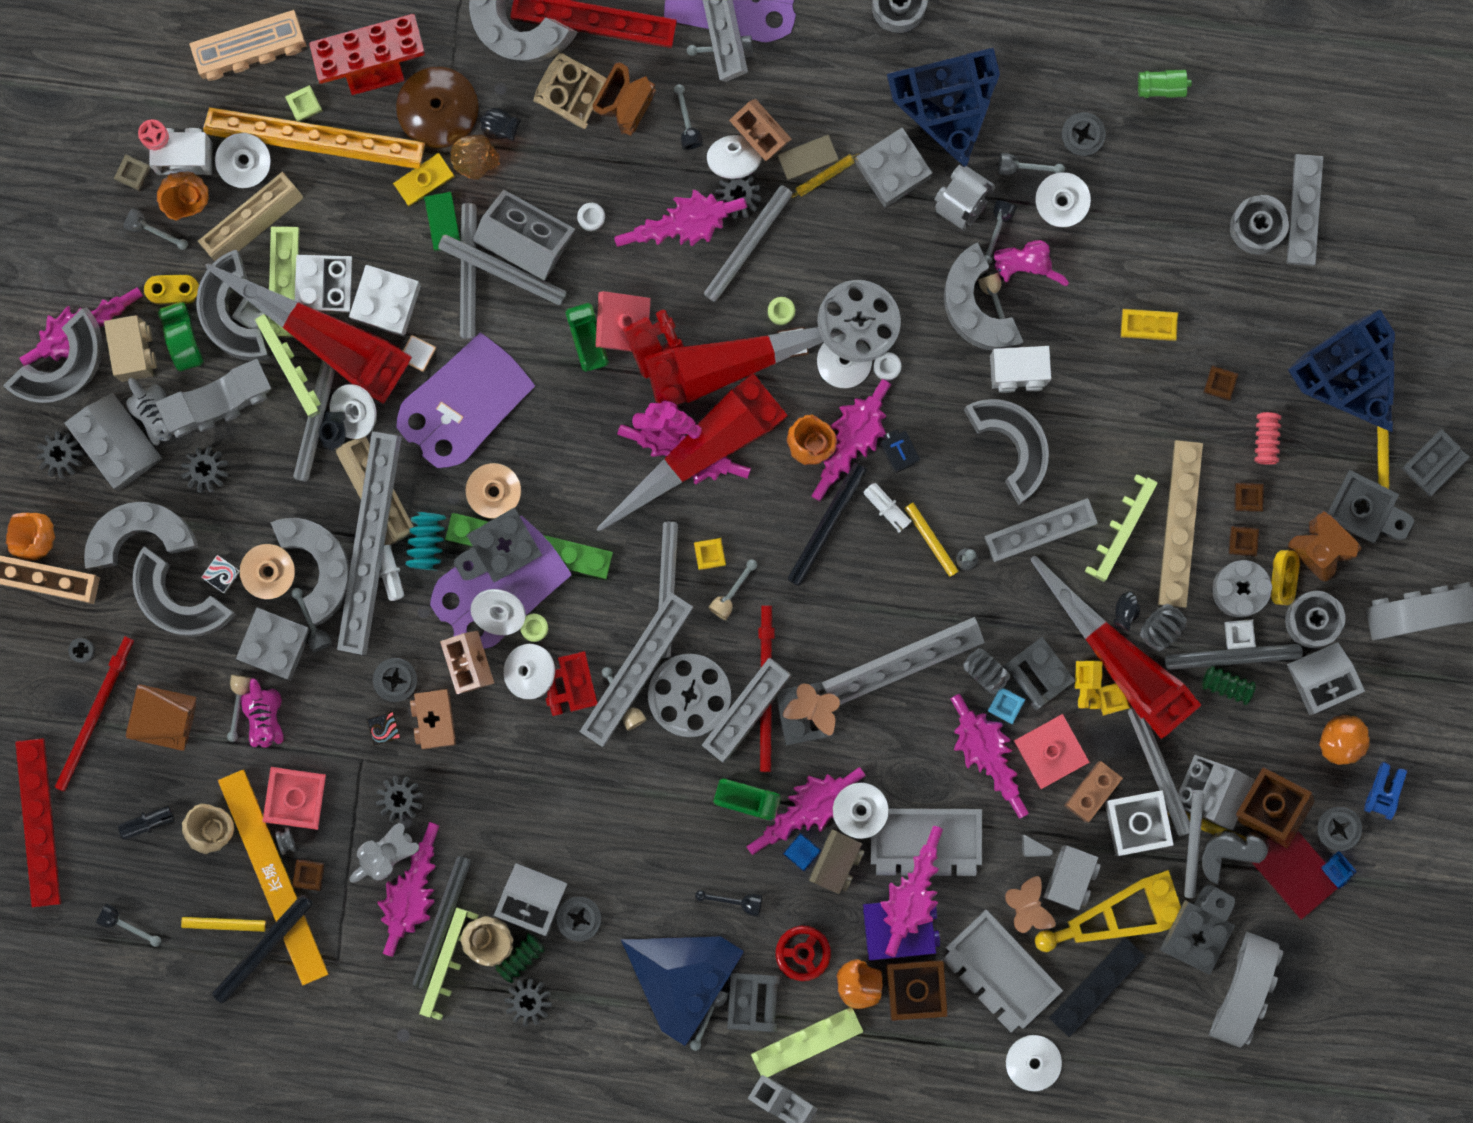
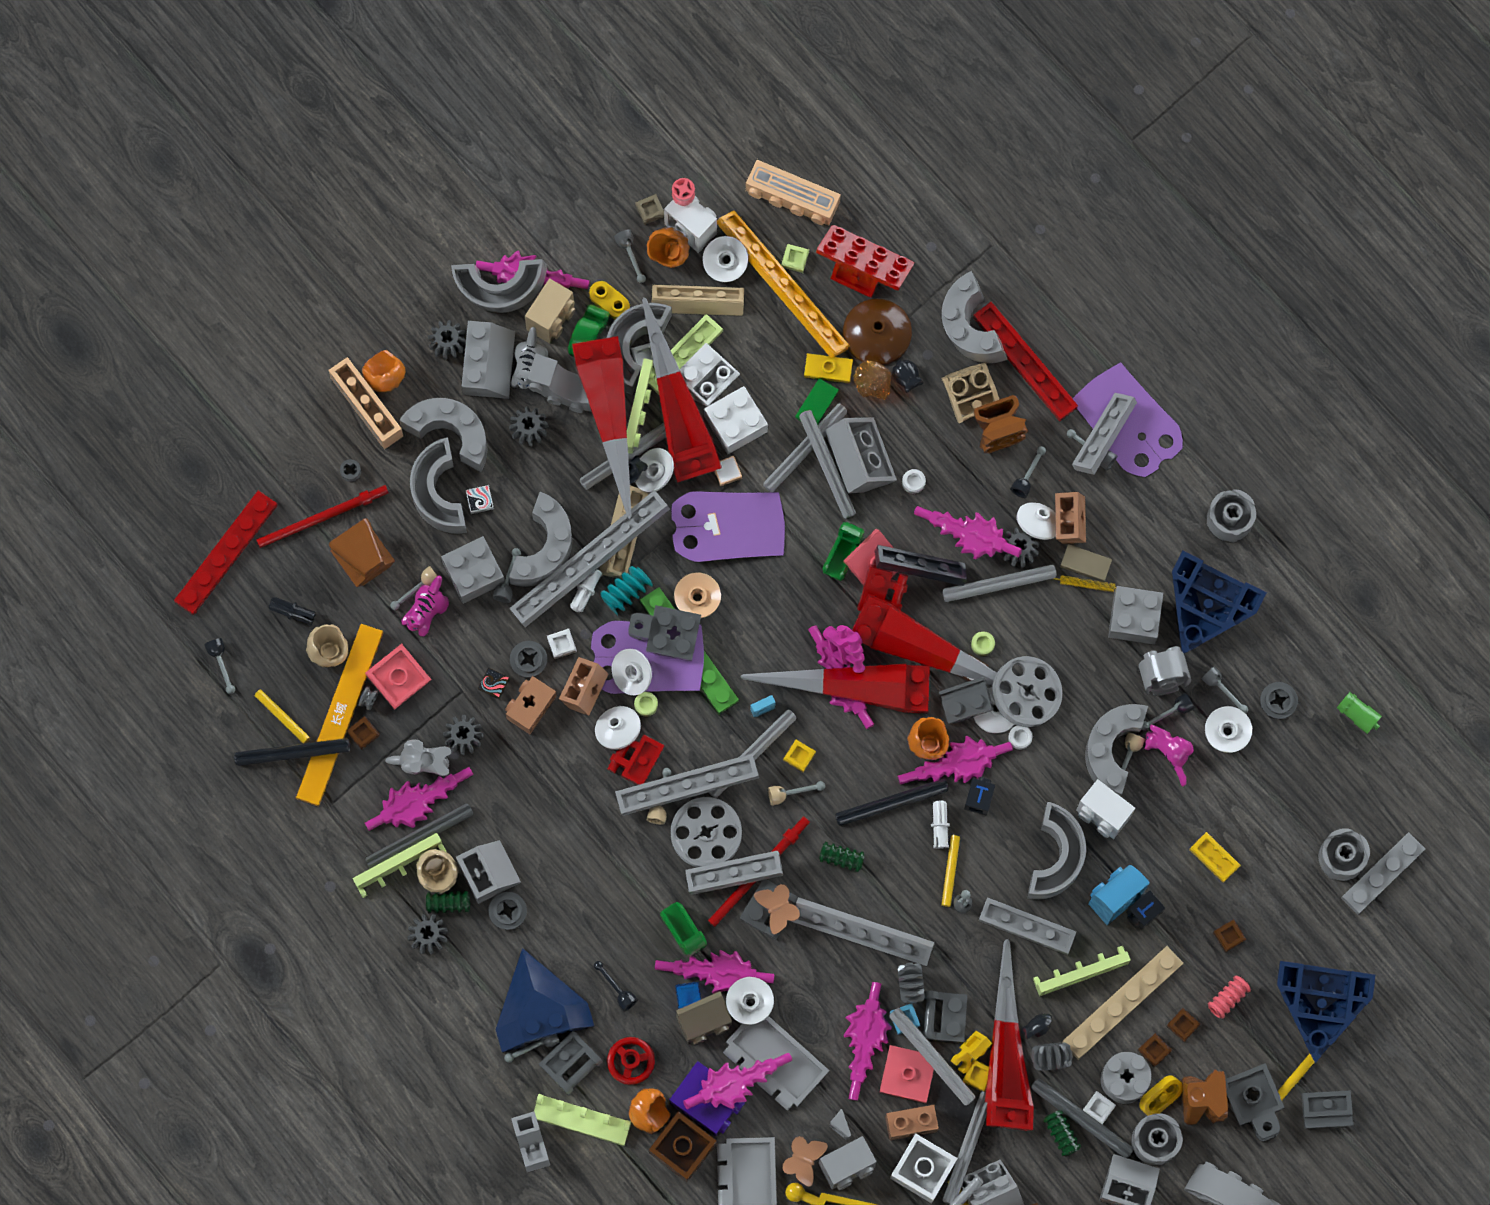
camera: 40 degrees right, 10 degrees down
(235, 371) = (602, 378): none -> red plate
(253, 573) = (503, 513): light nougat dish -> none
(411, 639) = (561, 643): none -> white tile
(639, 539) = (763, 706): none -> medium azure tile
(666, 290) = (920, 565): none -> black plate
(813, 376) = (966, 700): none -> dark grey plate
(827, 612) = (841, 856): none -> dark green piece
(1060, 718) = (932, 1056): none -> light grey axle
(1098, 433) = (1118, 894): none -> dark azure brick
(1130, 426) = (1145, 910): none -> black brick

